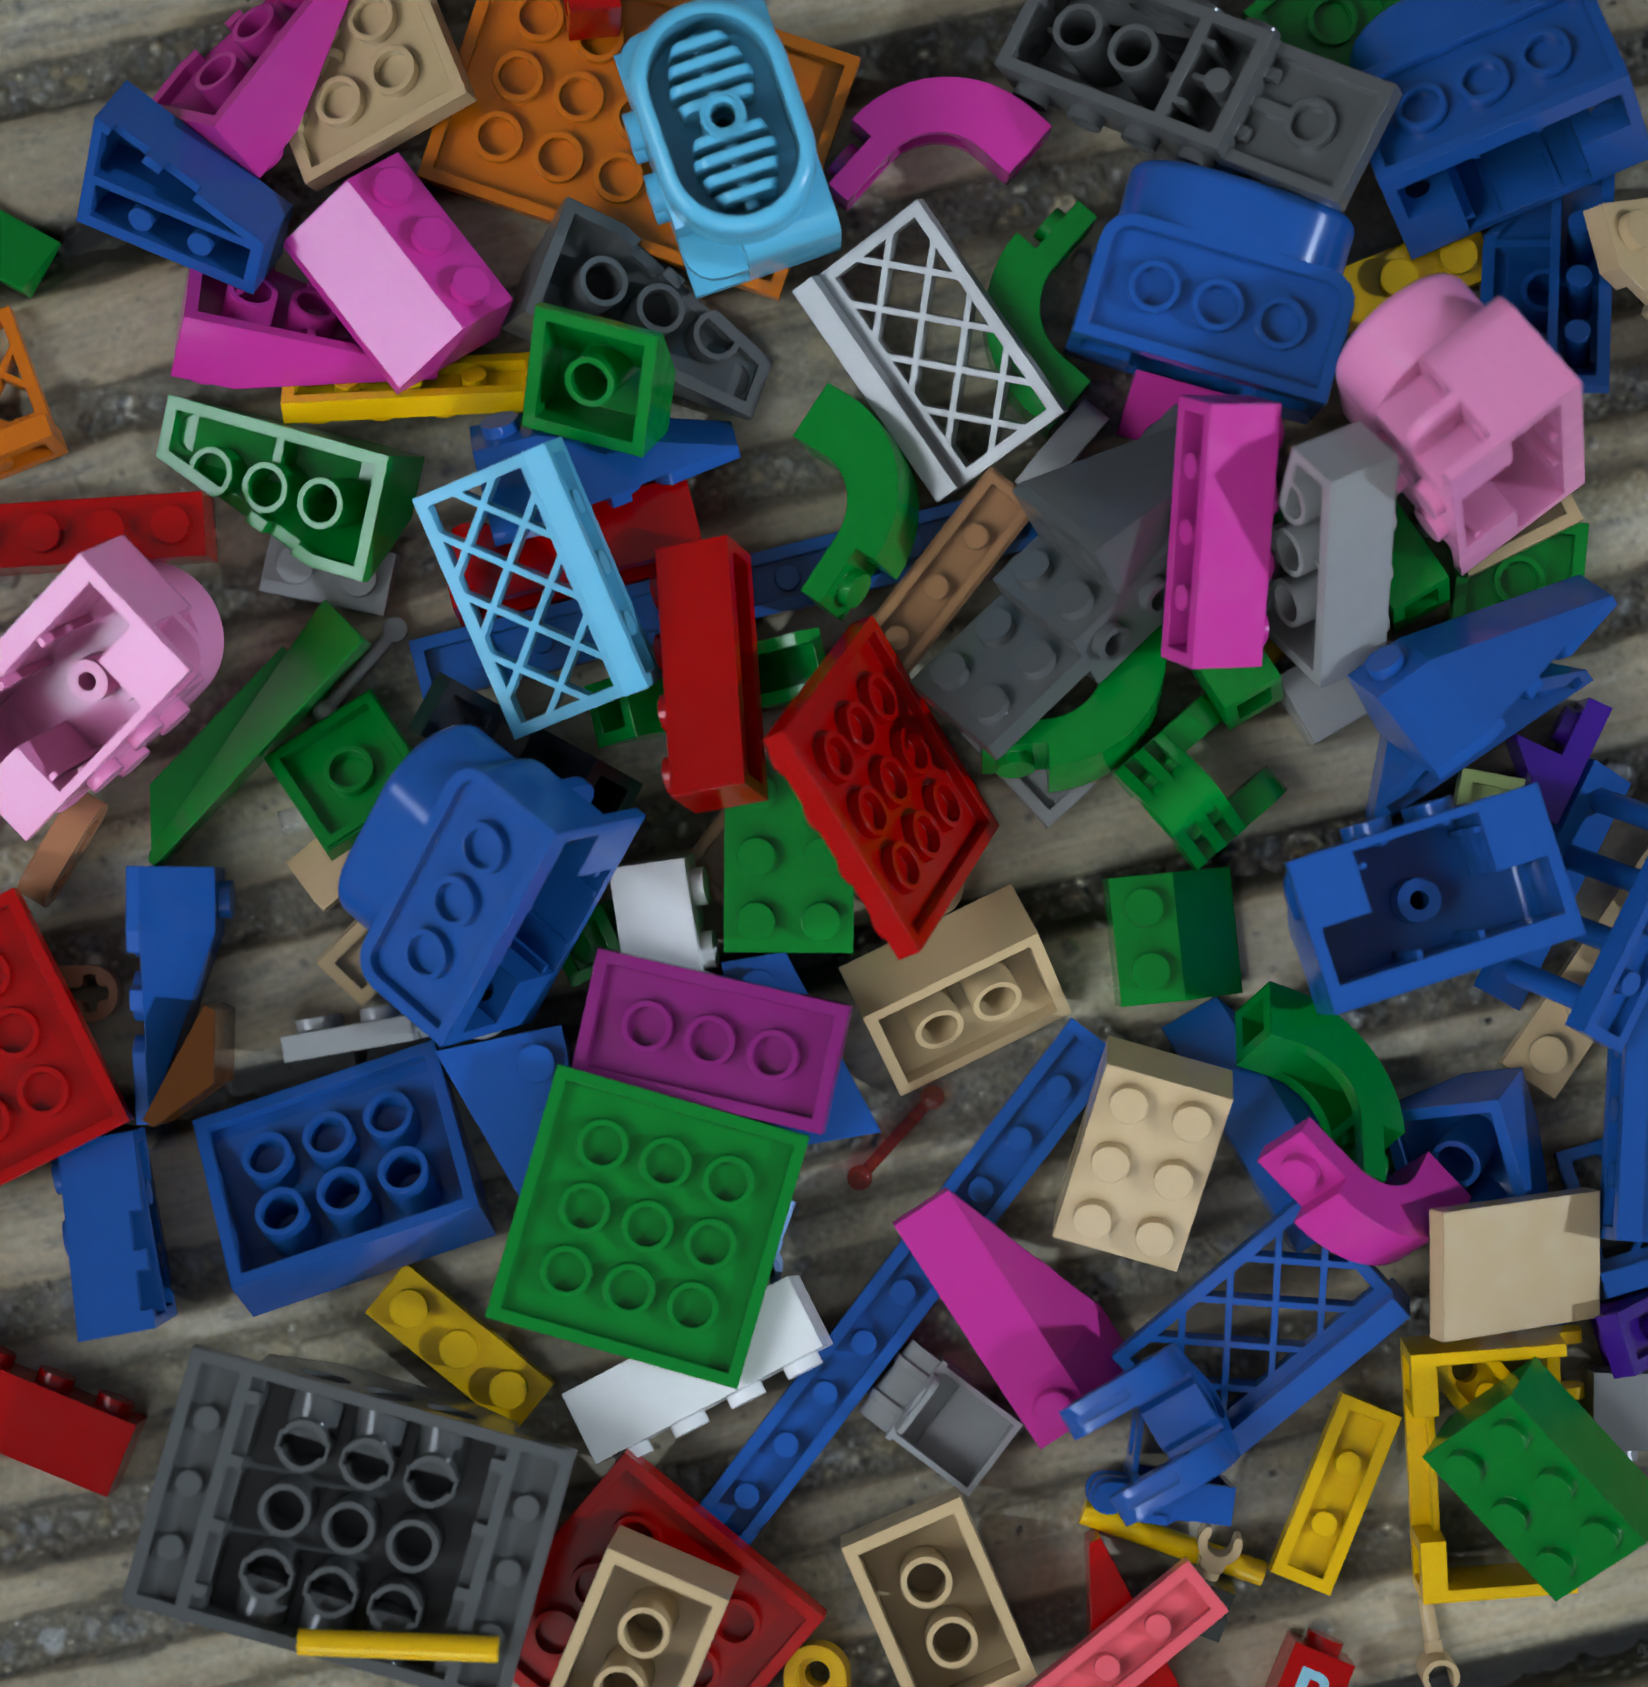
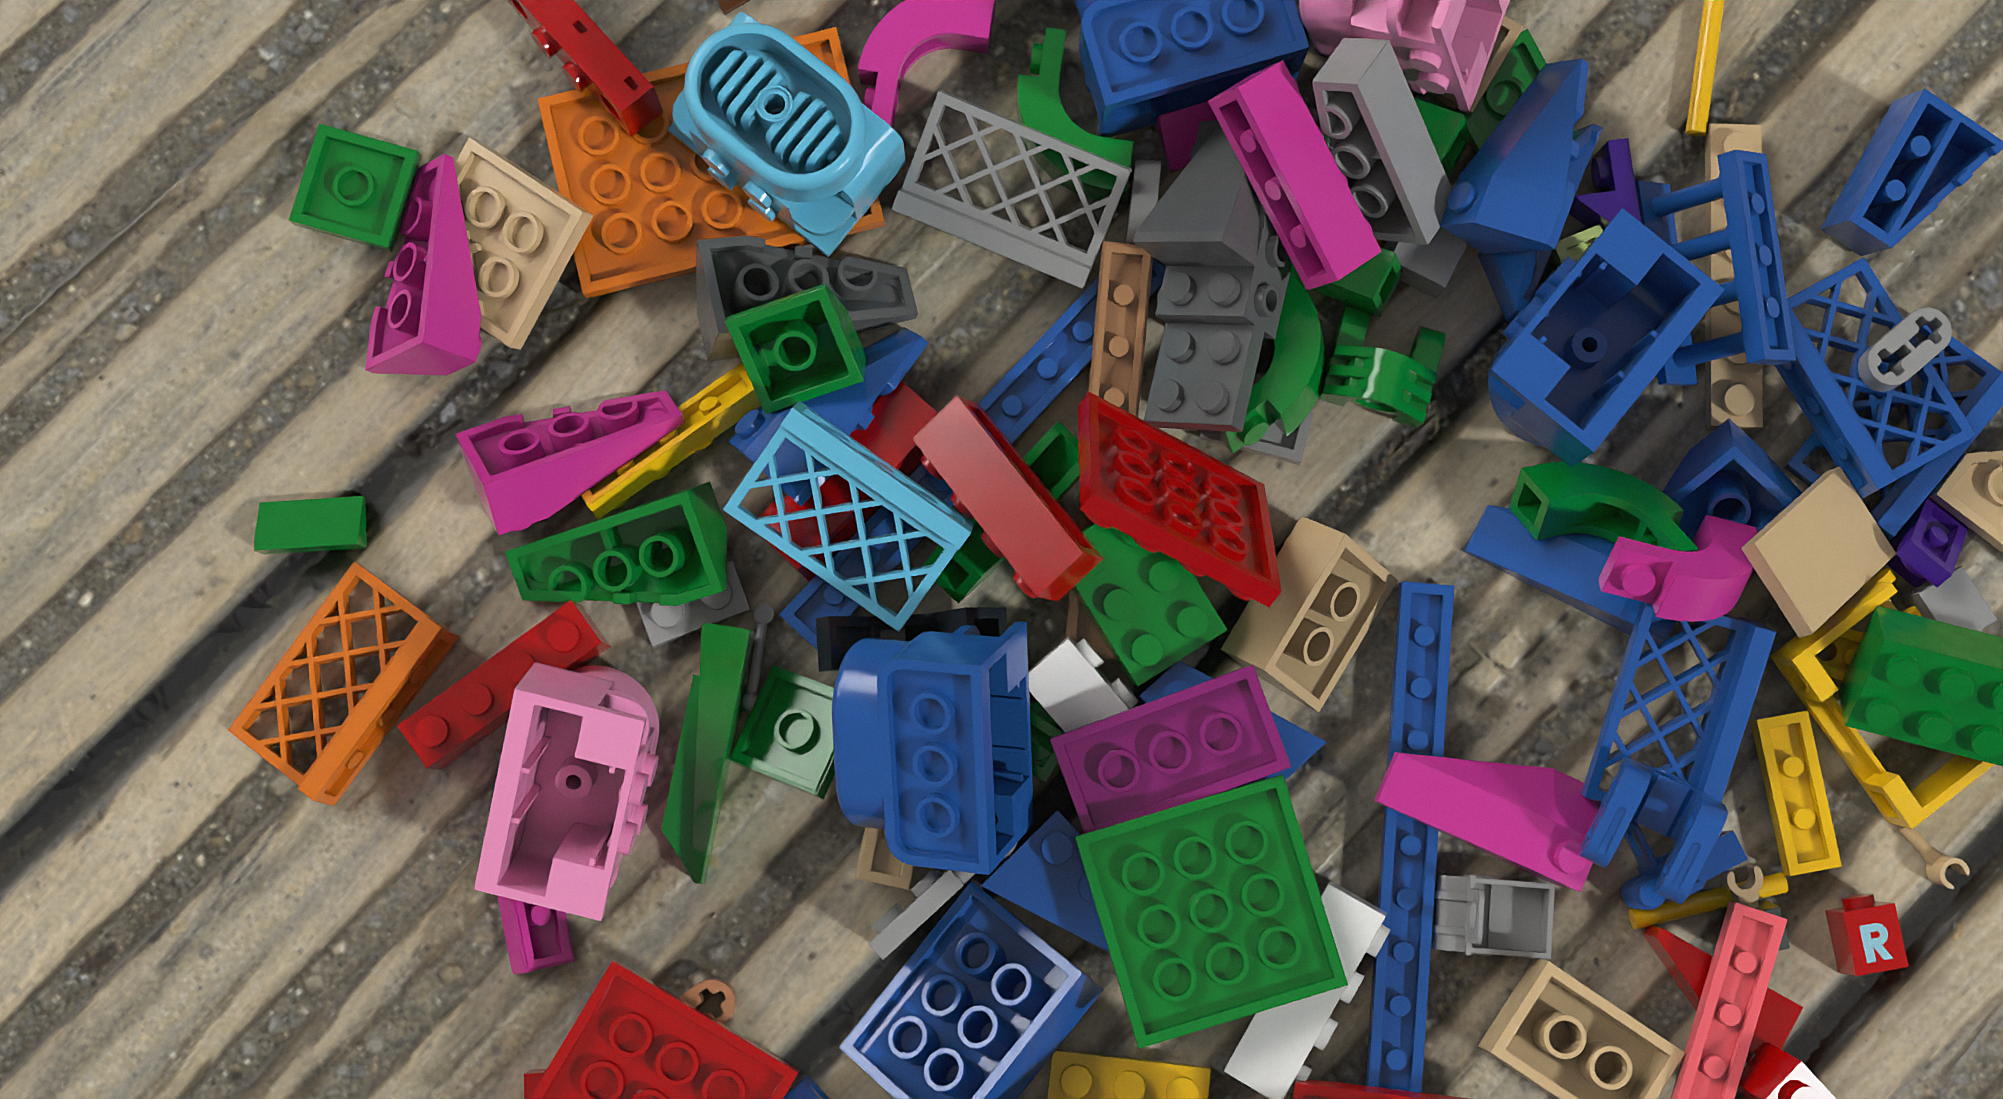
camera: 30 degrees left, 5 degrees down
(62, 850) = (628, 914): nougat beam -> none
(176, 931) = (747, 920): blue wedge -> none
(179, 194) = (426, 407): blue wedge -> none
(200, 1066) = (822, 1004): reddish brown slope -> none
(318, 874) = (819, 814): tan slope -> none
(399, 274) = (614, 365): slope -> none
(860, 1175) = (1327, 785): clear red hinge -> none
(880, 500) = (1054, 326): green arch -> none
(1143, 1153) = (1514, 641): tan brick -> none
(1172, 936) = (1431, 484): green slope -> none

